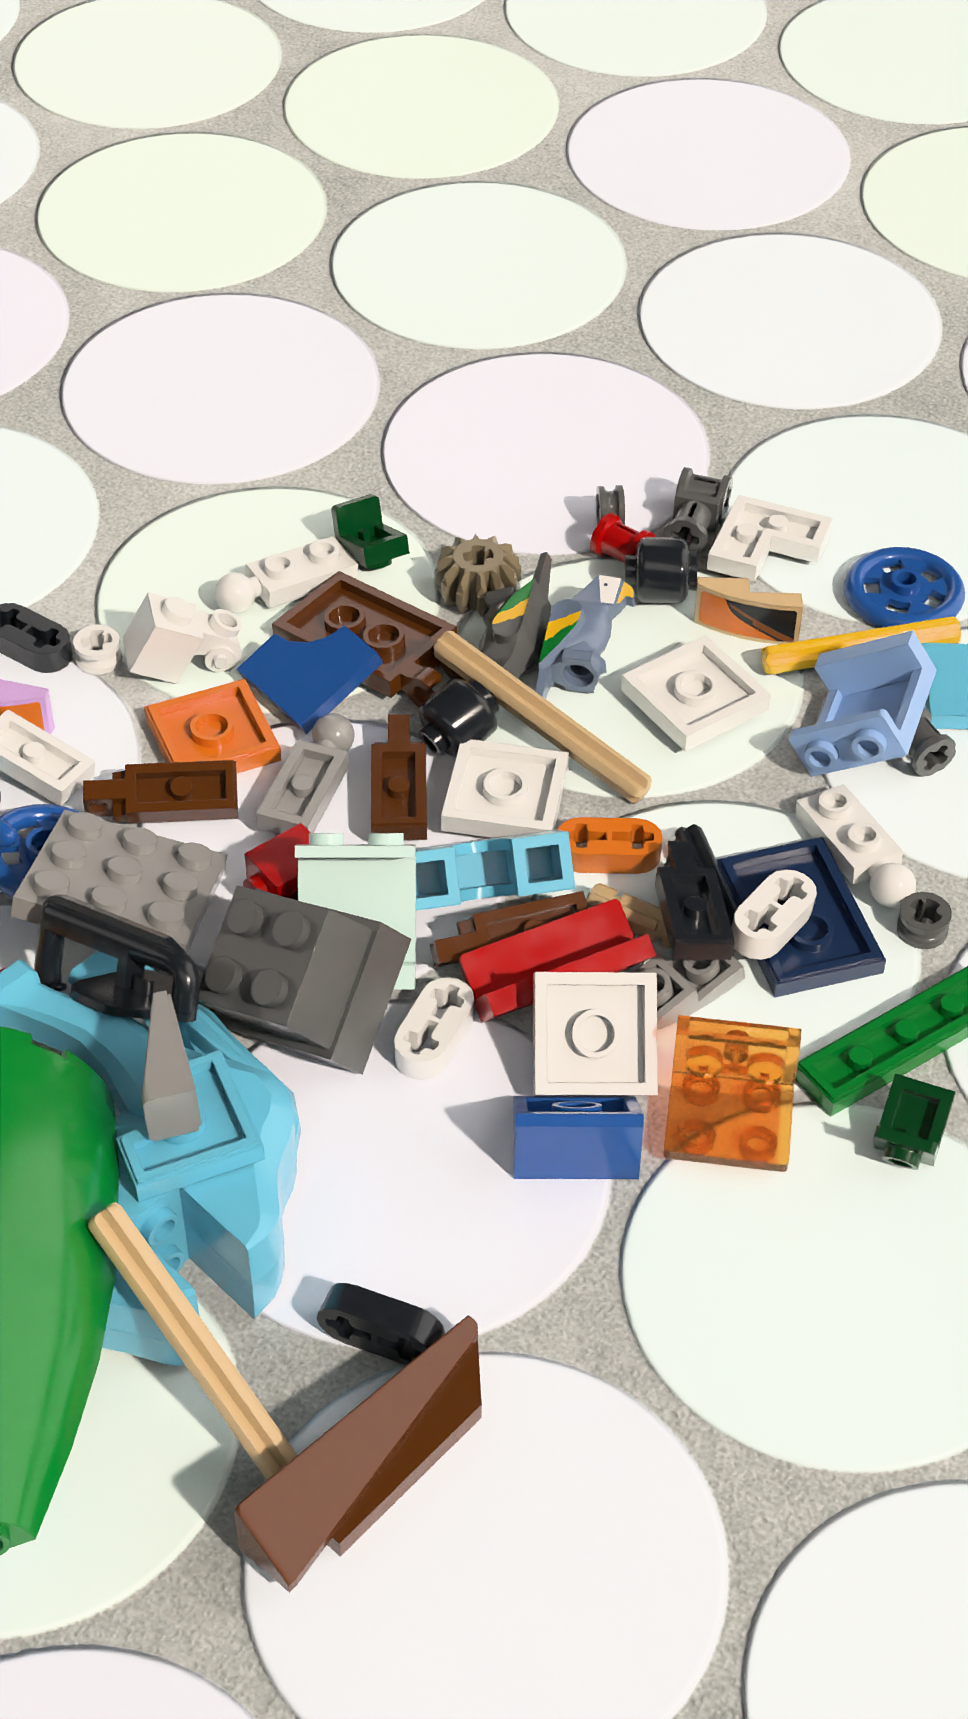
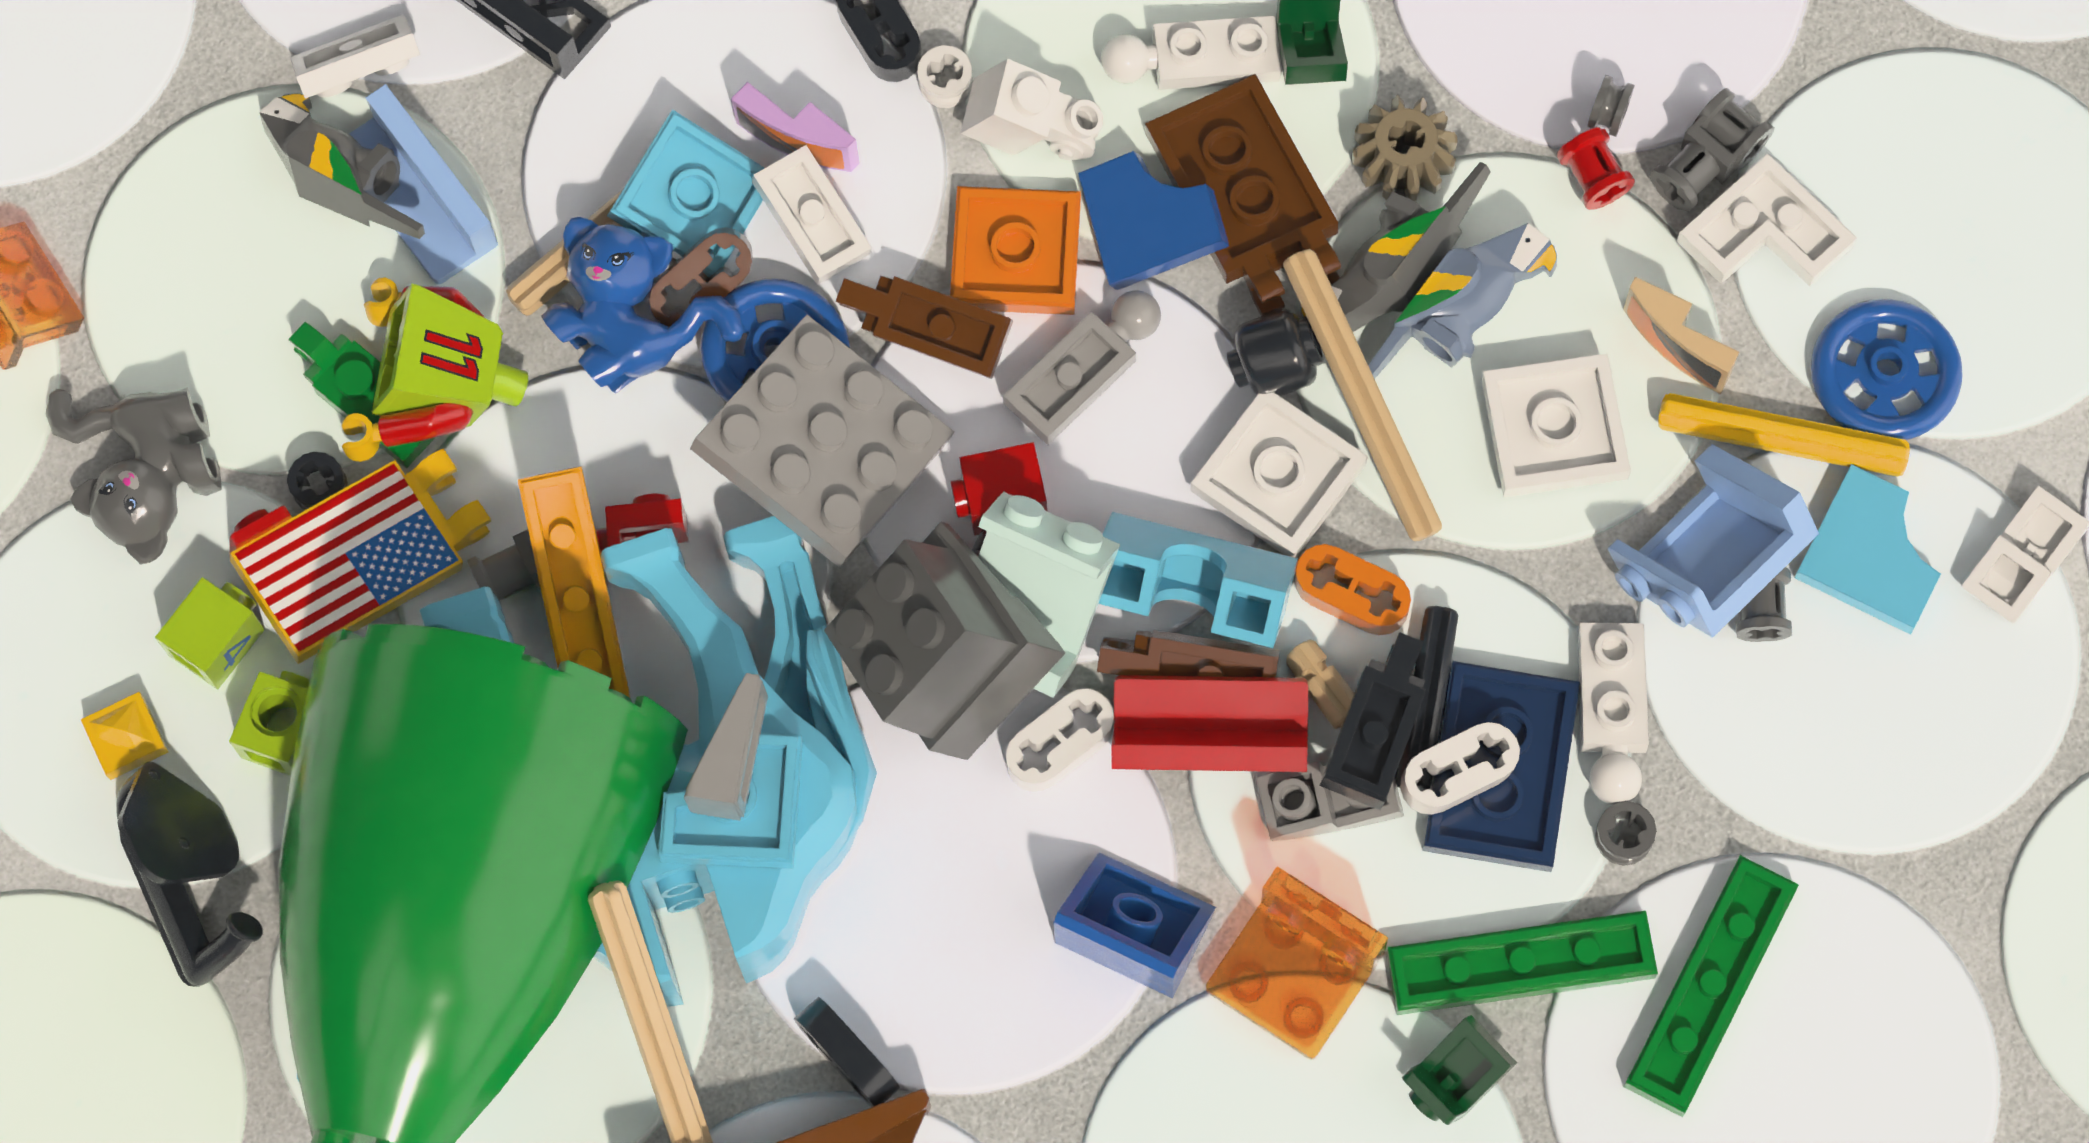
camera: 30 degrees right, 25 degrees up
(132, 986) = (761, 605): black piece -> none
(399, 782) = (1172, 413): reddish brown hinge -> none
(594, 1034) = (1199, 834): white plate -> none
(662, 570) = (1611, 235): black head -> none

